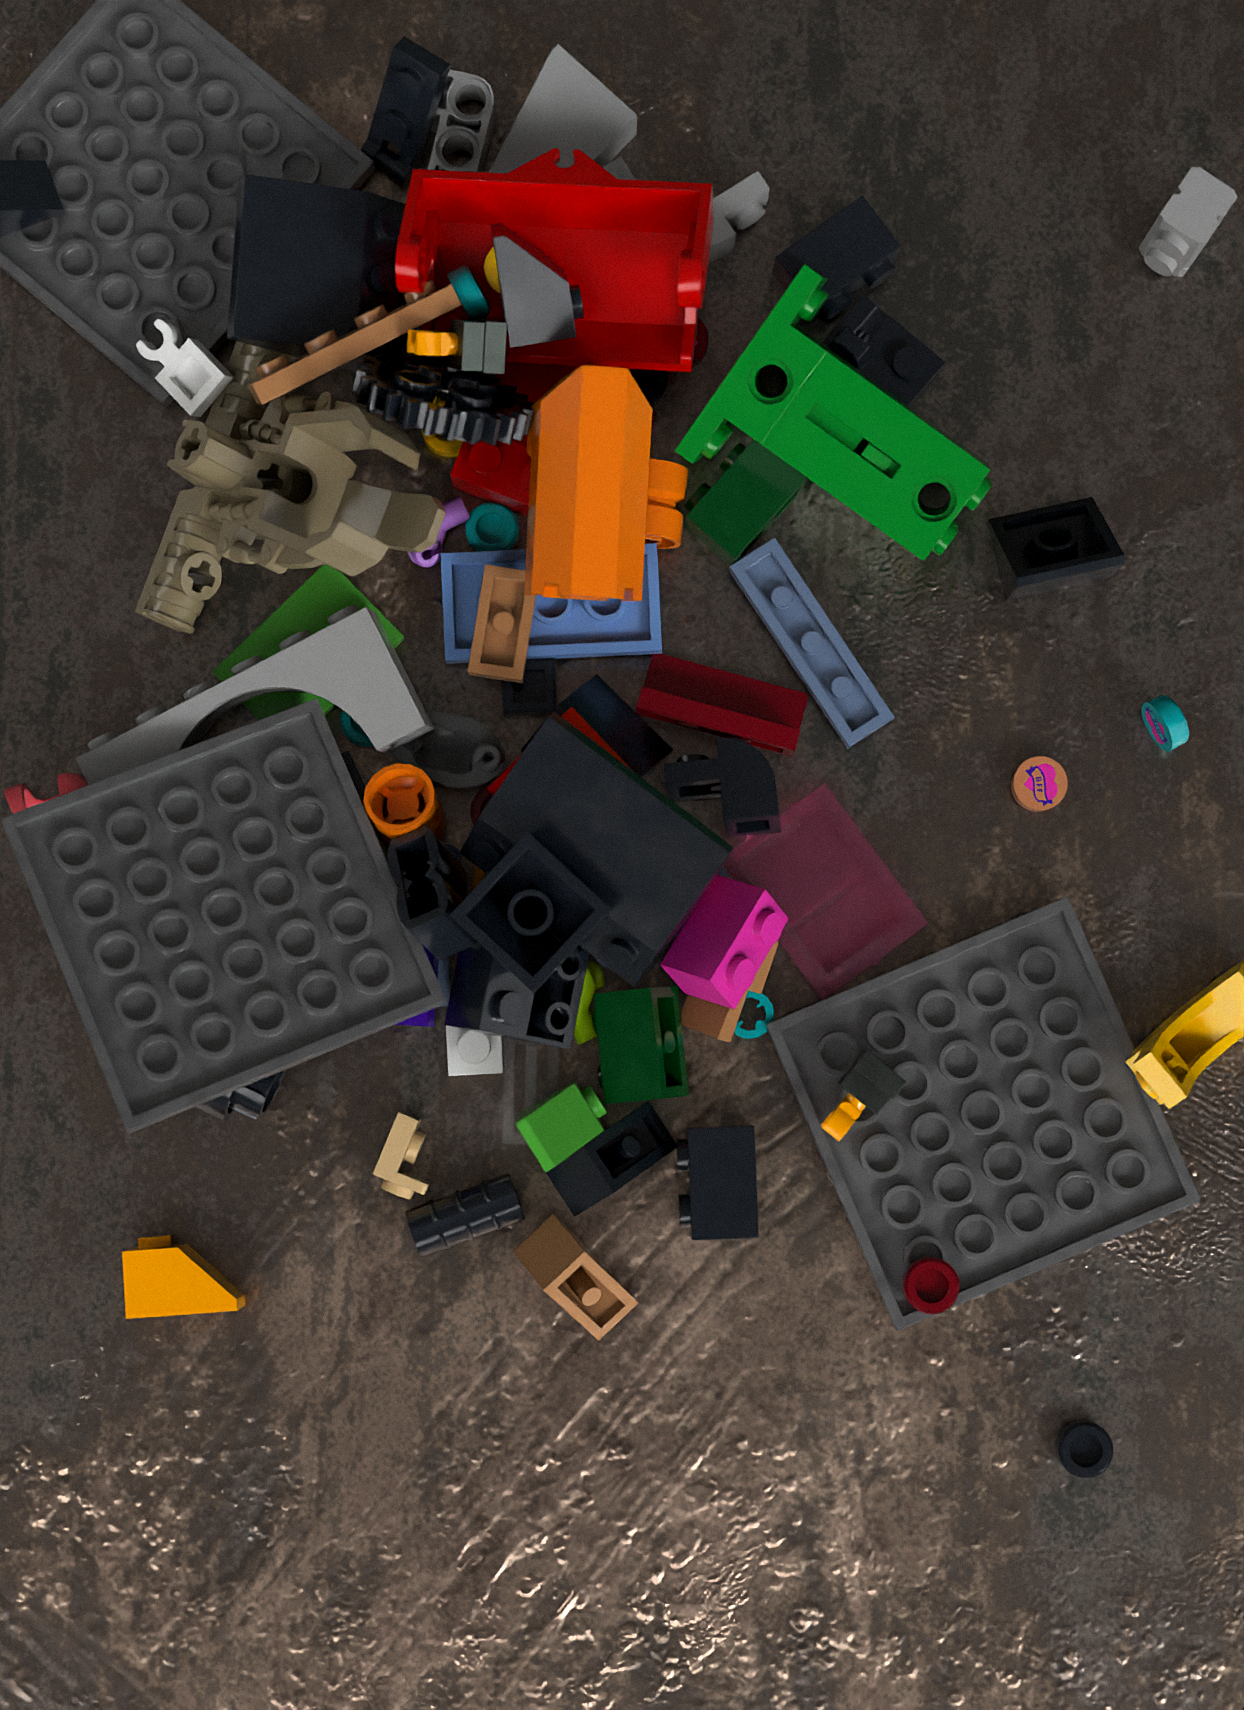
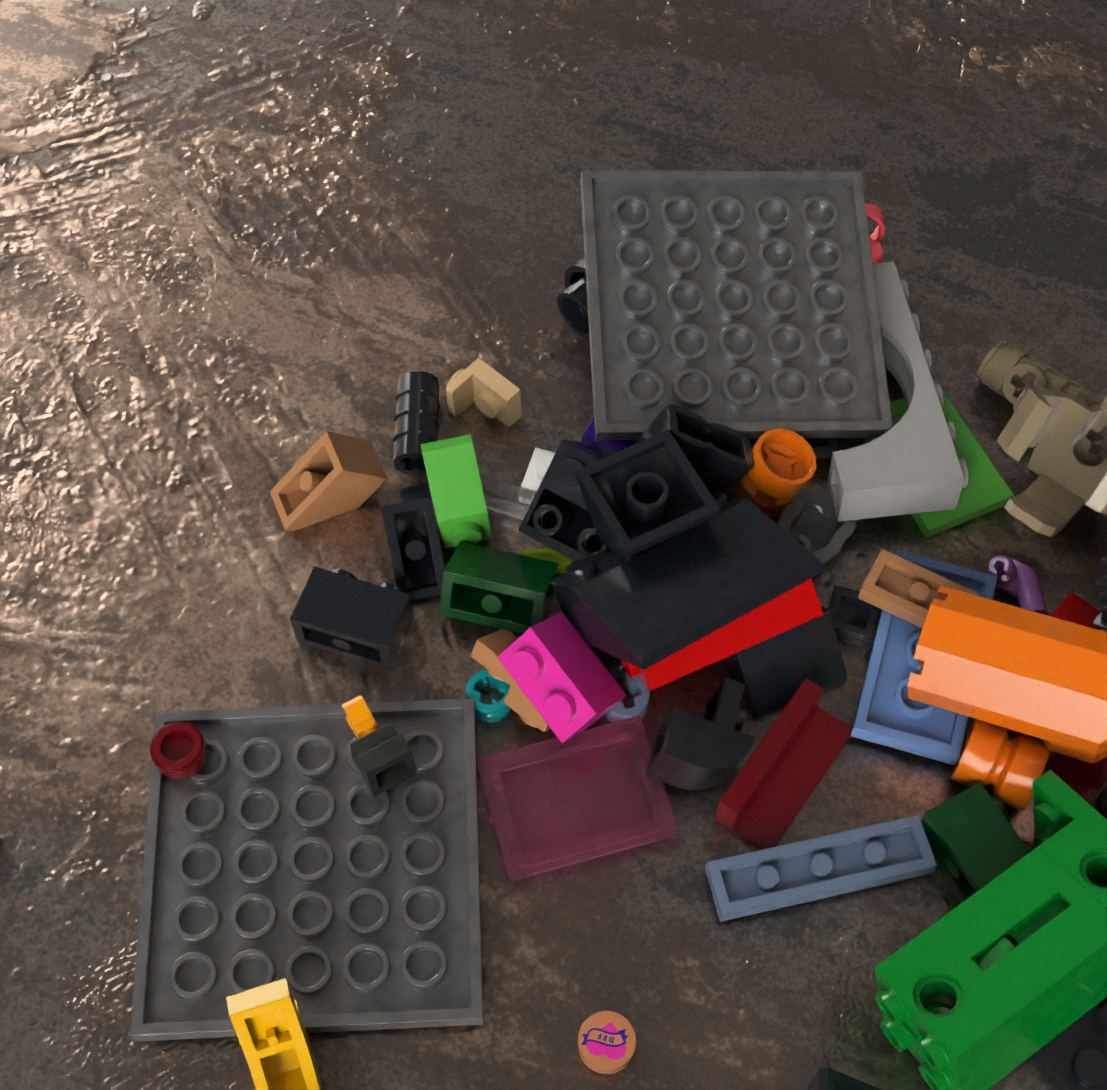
camera: 110 degrees right, 25 degrees down
(173, 1281) = (456, 223): light orange slope -> none

